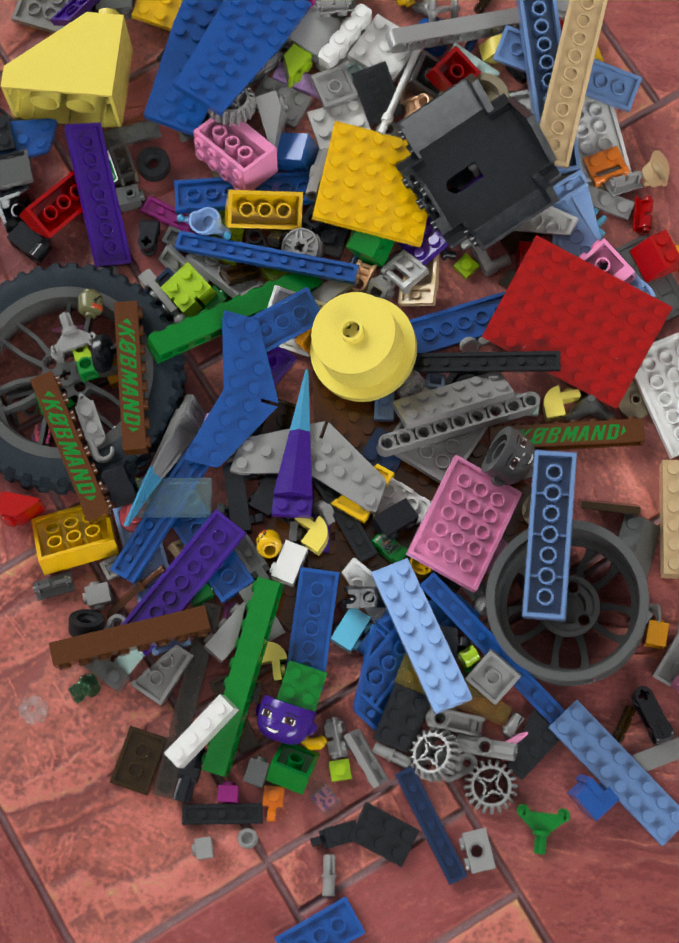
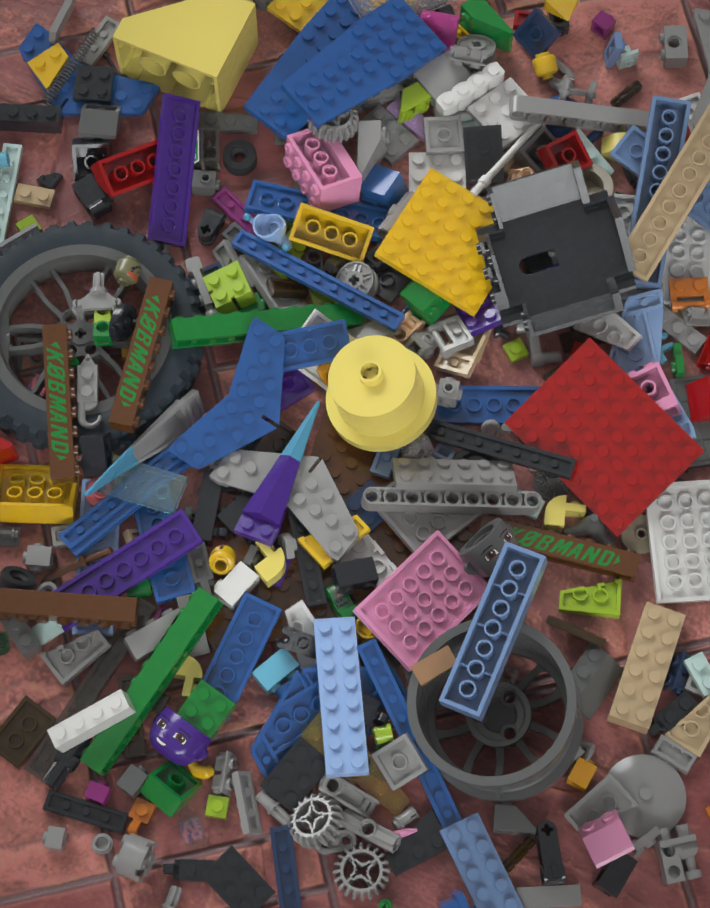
camera: 15 degrees right, 5 degrees down
(283, 841) = (135, 857): none -> light grey brick
(422, 323) = (448, 392): none -> light grey brick
(504, 583) = (434, 665): none -> medium nougat tile
(539, 382) = (549, 486): none -> dark grey wheel
(607, 696) = (511, 821): none -> dark grey slope
(614, 473) = (597, 600): none -> lime wing
(616, 235) = (677, 366): none -> green plate

